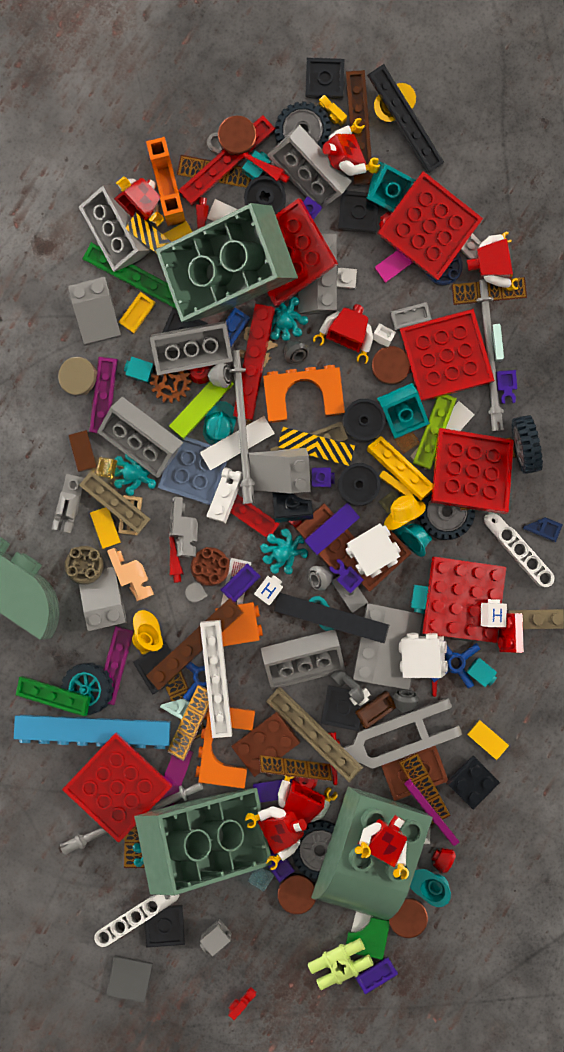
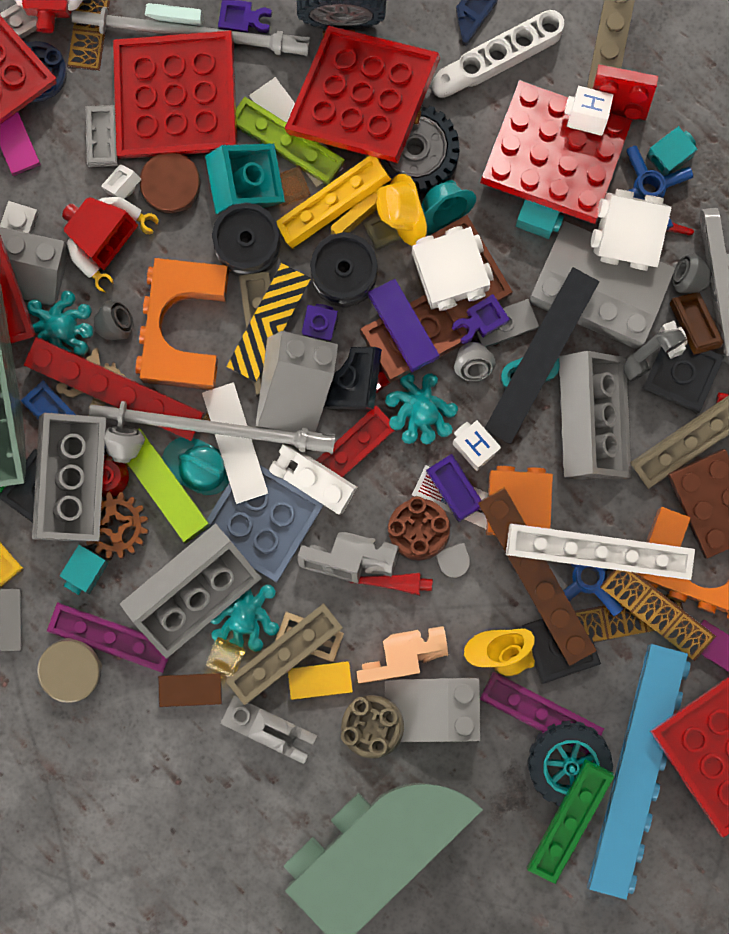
camera: 80 degrees left, 5 degrees down
(176, 707) = (628, 630): light aqua tile -> none

